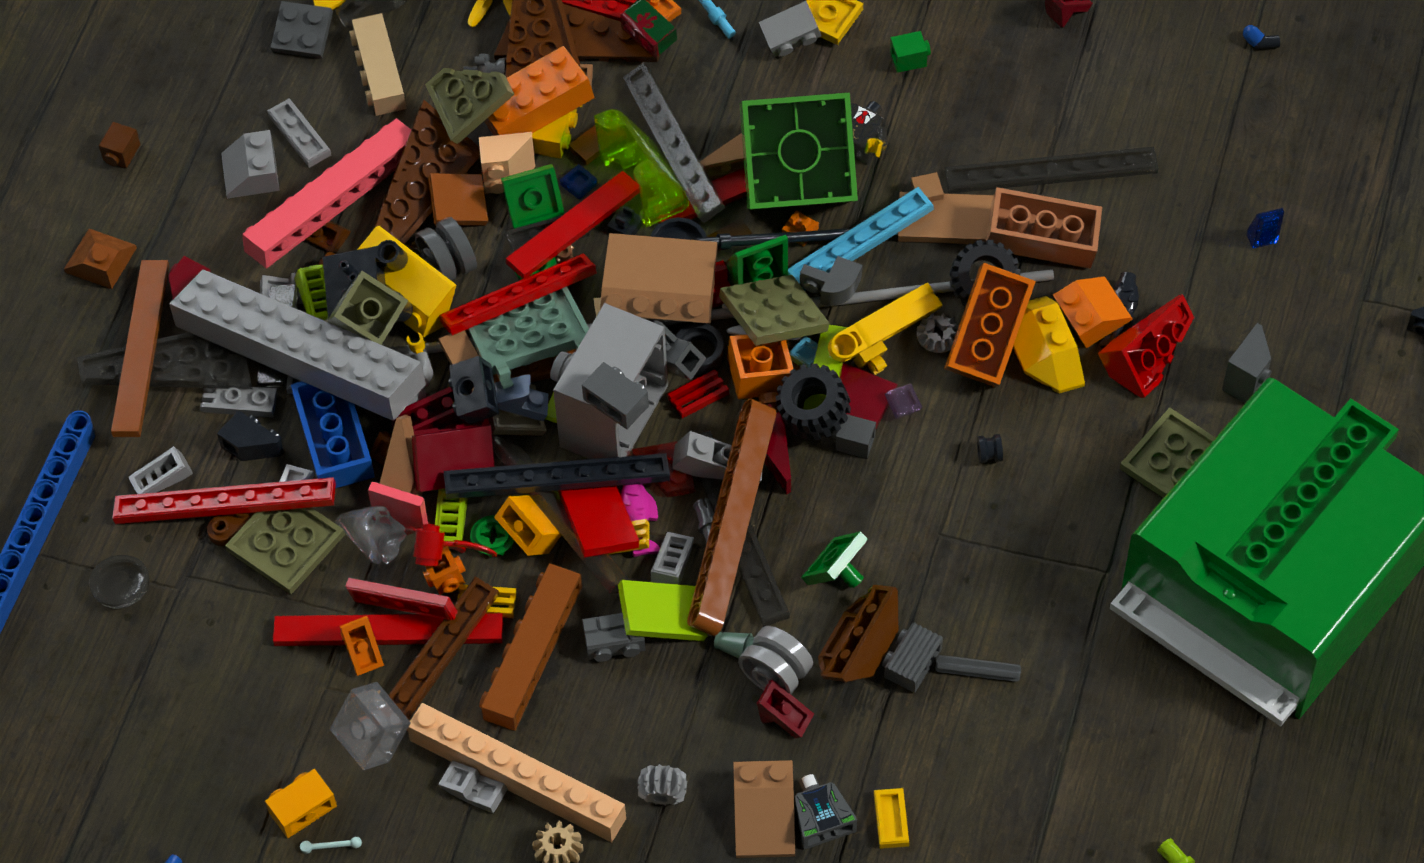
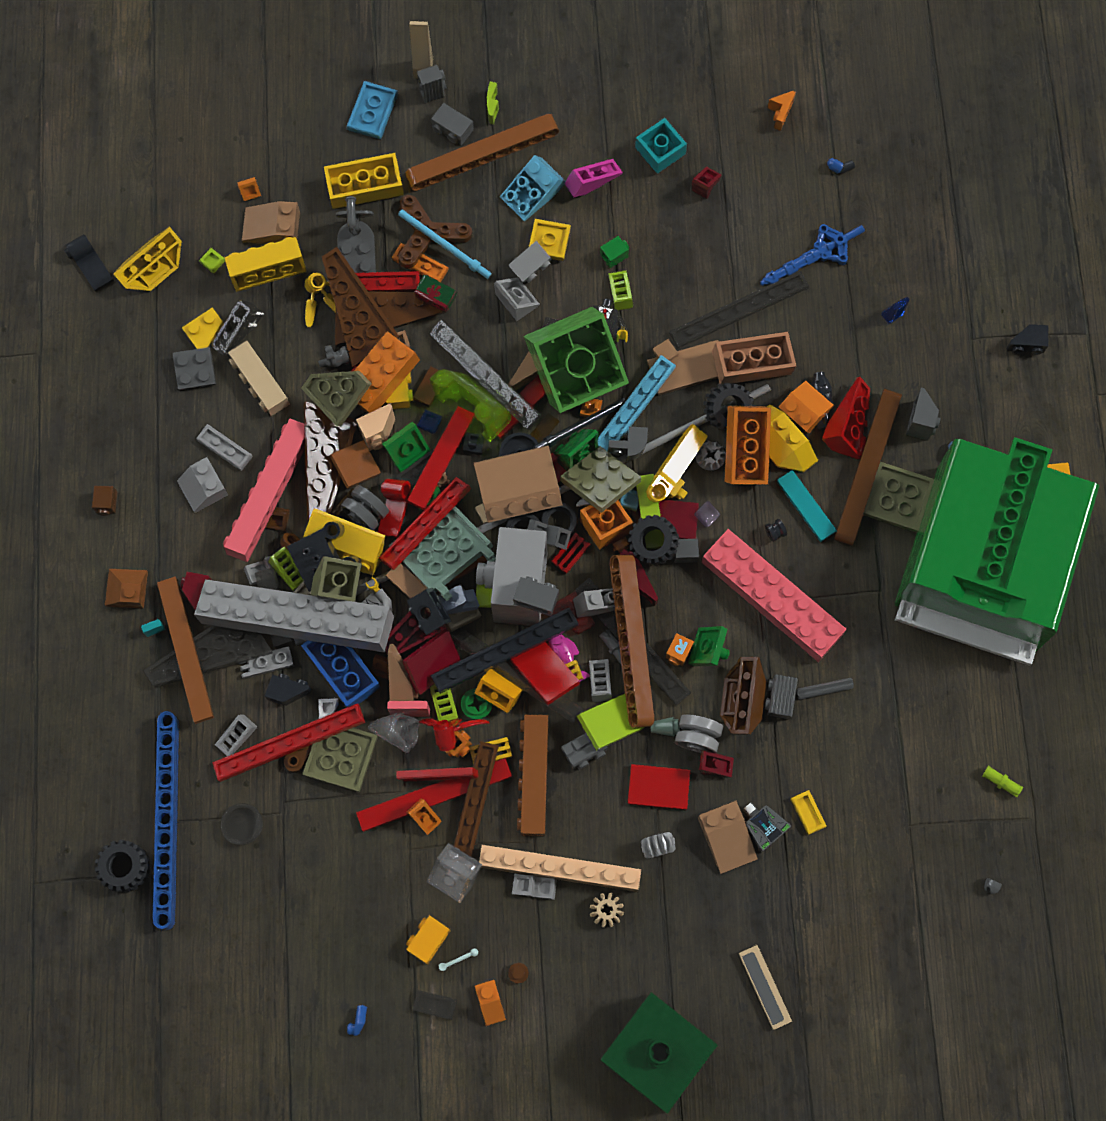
camera: 20 degrees left, 15 degrees up
(112, 312) = (153, 627): none -> teal tile
(495, 248) = (397, 494): none -> red door
(696, 718) = (659, 787): none -> red tile
(754, 67) = (515, 297): none -> light grey slope
(795, 554) = (679, 650): none -> orange brick
(899, 102) = (620, 301): none -> lime slope
(953, 528) = (773, 595): none -> coral brick
(1046, 434) = (806, 506): none -> teal tile
(1163, 393) = (868, 467): none -> reddish brown beam
(1191, 131) = (821, 250): none -> blue bar

